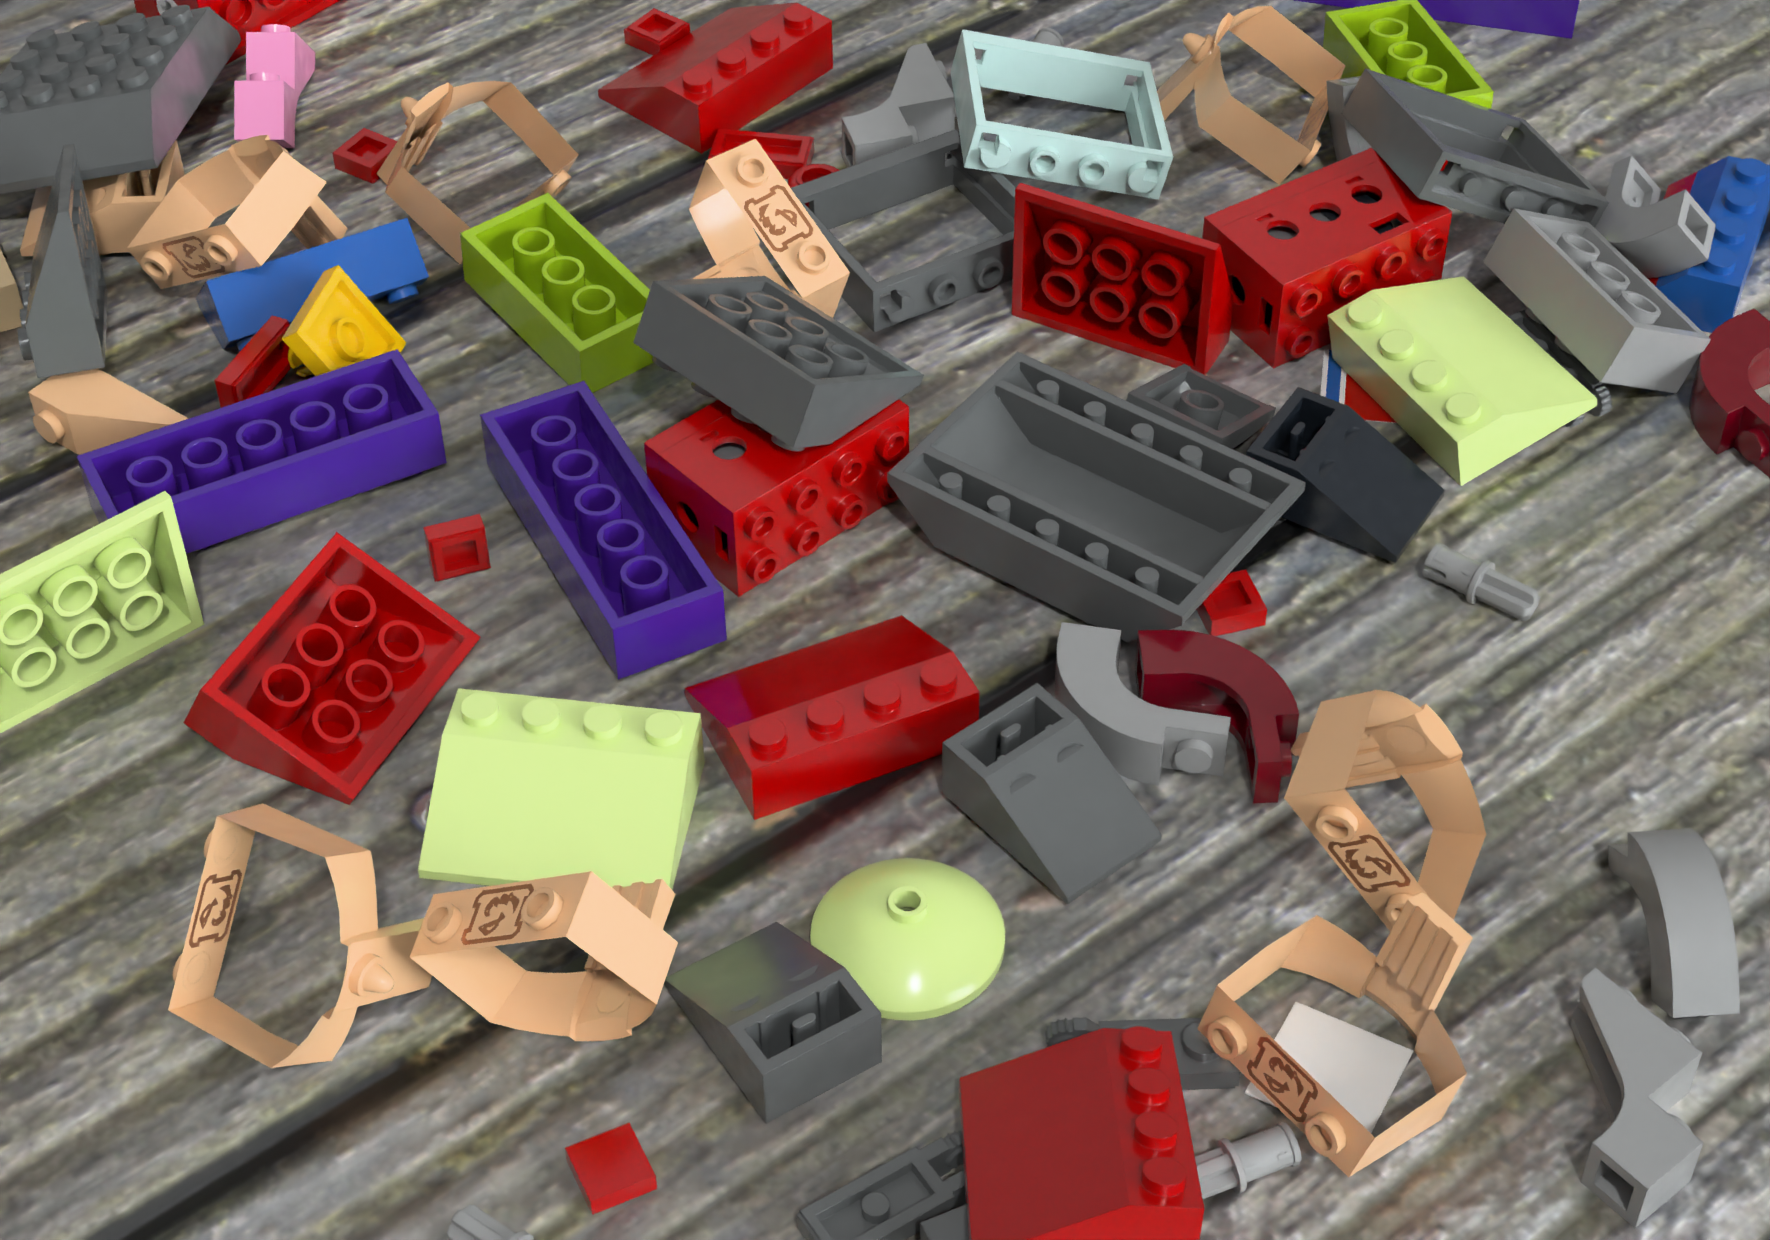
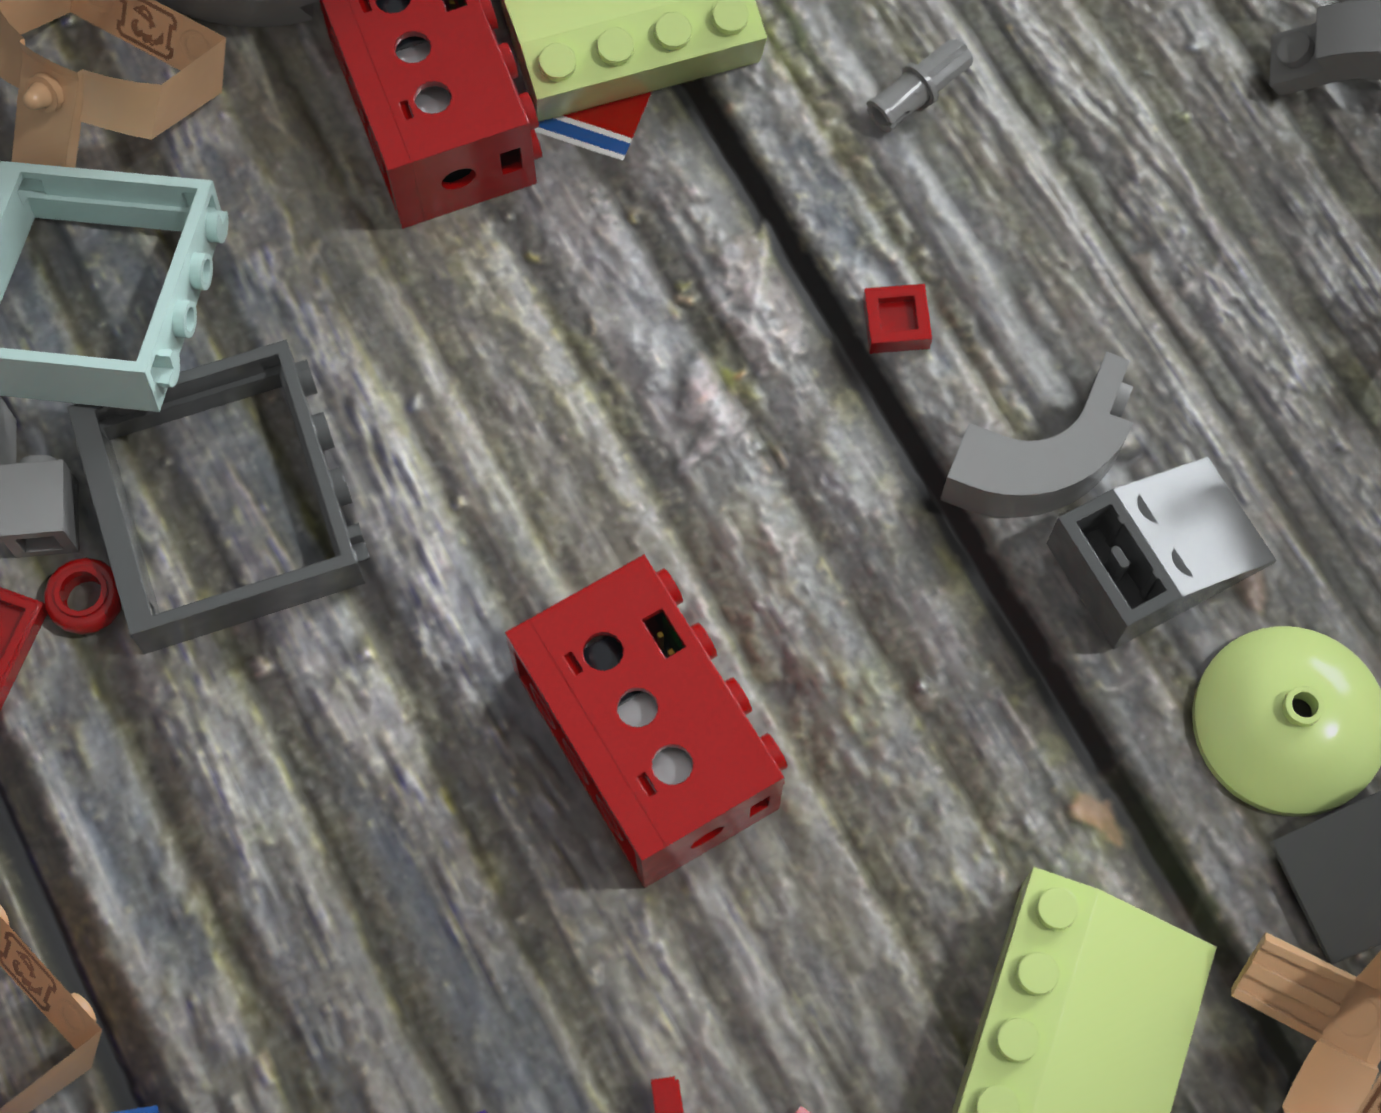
camera: 80 degrees left, 25 degrees up
(559, 291) = (241, 933): lime brick -> none
(604, 529) = (684, 940): dark purple brick -> none
(748, 192) = (281, 667): light nougat piece -> none
(771, 357) = (557, 682): dark grey slope -> none
(835, 713) = (987, 735): red slope -> none
(1088, 498) = (766, 401): dark grey slope -> none
(1119, 280) = (428, 297): red slope -> none
(1203, 405) = (635, 274): dark grey slope -> none
(1224, 679) = (1047, 335): dark red arch -> none
(1354, 477) = (759, 167): black slope -> none
(1378, 740) = (1263, 237): light nougat piece -> none

